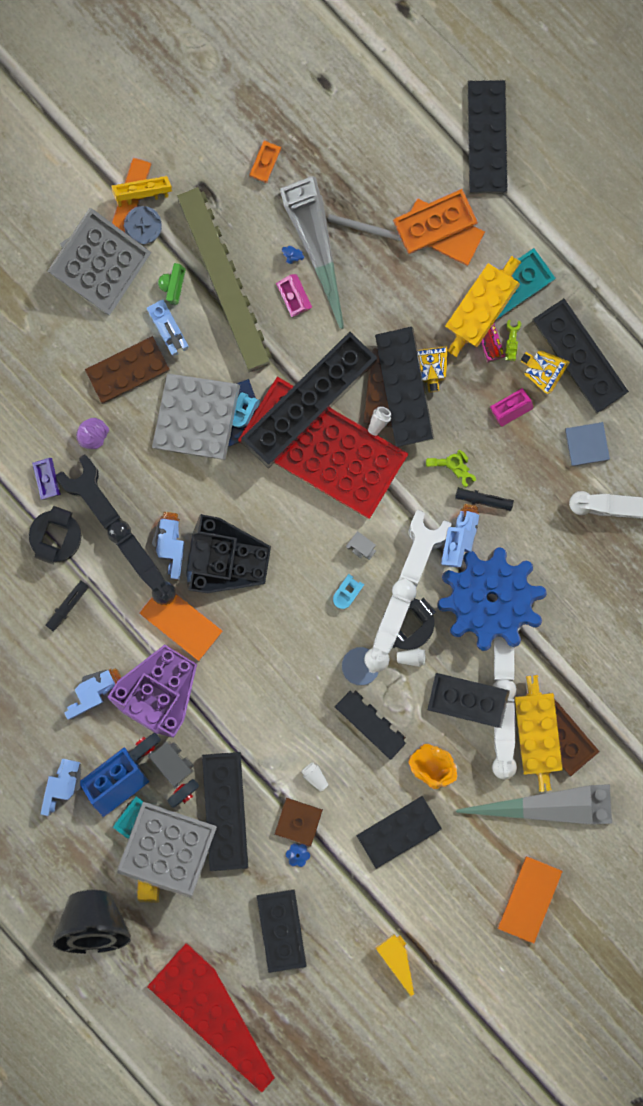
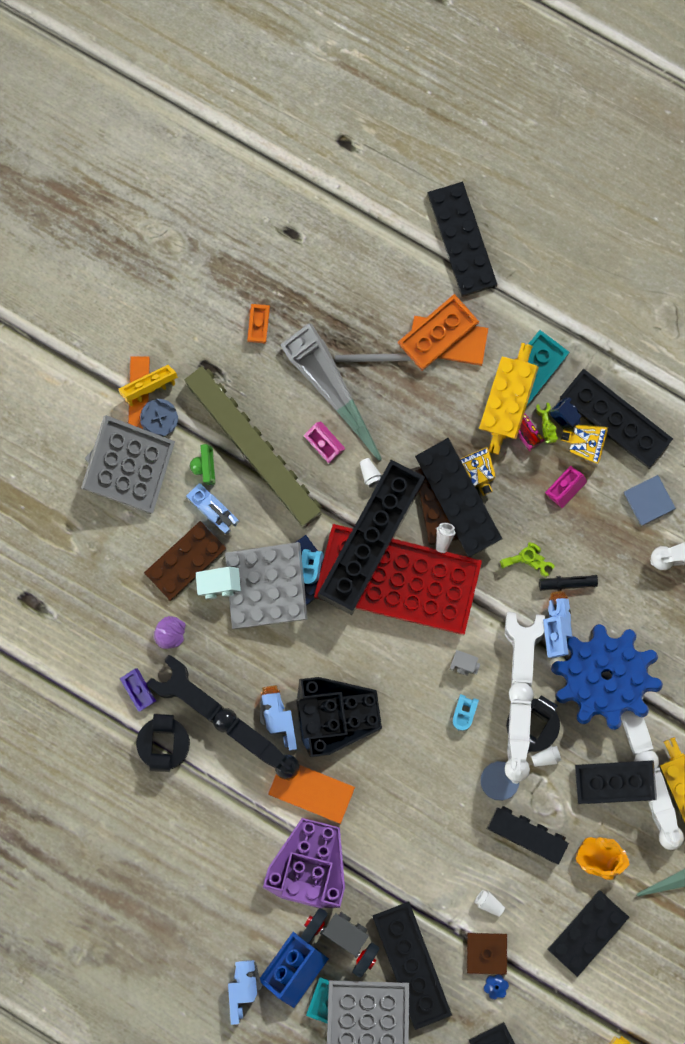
camera: 20 degrees left, 5 degrees down
(64, 609) = (193, 813): black pin -> none
(90, 691) = (243, 885): light blue plate -> none
(151, 399) = (217, 582): none -> light aqua brick
(292, 254) = (311, 403): blue plant -> none
(327, 337) = (370, 473): none -> white cone
(532, 337) = (565, 414): none -> dark blue brick

